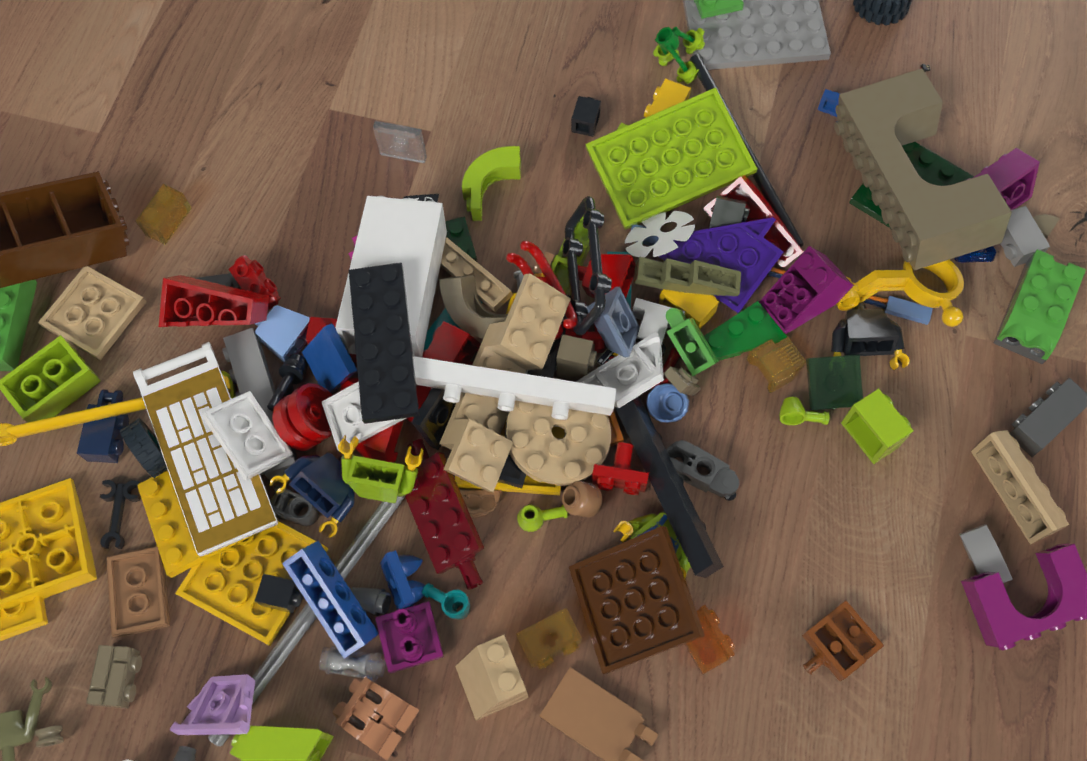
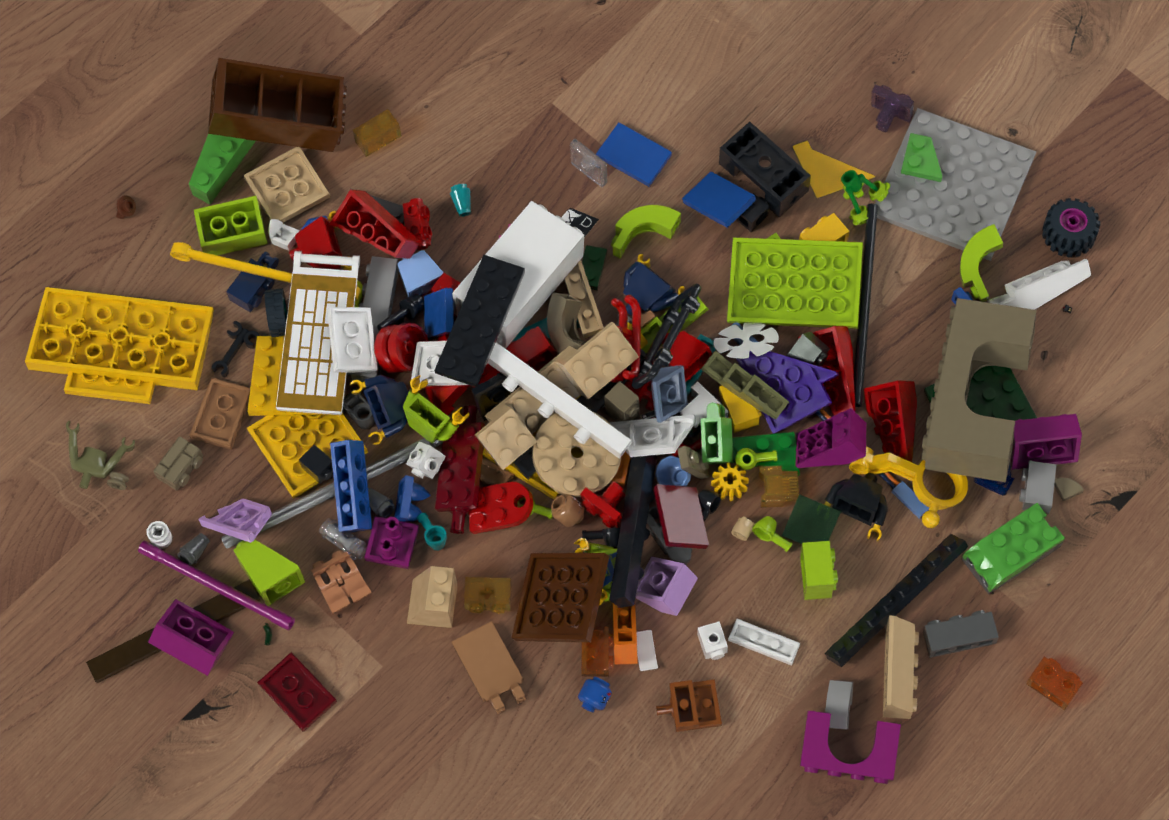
camera: 30 degrees right, 0 degrees up
(112, 364) = (281, 234): none -> white plate
(154, 346) = (319, 239): none -> red torso
(286, 236) = (461, 198): none -> teal cone
(398, 525) = (425, 460): none -> white brick
(440, 116) = (634, 154): none -> blue tile
(508, 535) = (499, 508): none -> red plate
(526, 226) = (648, 287): none -> dark blue torso
(548, 117) = (719, 199): none -> blue tile
(600, 66) = (781, 181): none -> black plate
(627, 53) = (824, 170): none -> yellow sticker
(643, 503) = (610, 536): none -> black bar
(706, 443) = (681, 516): none -> tile
(718, 413) = (709, 502): none -> black bar
(724, 348) = (755, 457): none -> lime bar
(727, 391) = (738, 479): none -> yellow gear
(731, 609) = (625, 635): none -> orange slope
(732, 689) = (594, 694): none -> blue head
(733, 524) = (665, 585): none -> lavender slope
(751, 608) = (646, 651): none -> white sticker
(770, 423) = (742, 528): none -> tan hose
(817, 559) = (712, 641): none -> white brick
(818, 61) = (977, 248): none -> lime arch
(842, 238) = (894, 414): none -> red wedge
(865, 530) = (764, 641): none -> white tile
(893, 52) = (1043, 285): none -> white wedge
(966, 419) = (896, 600): none -> black plate

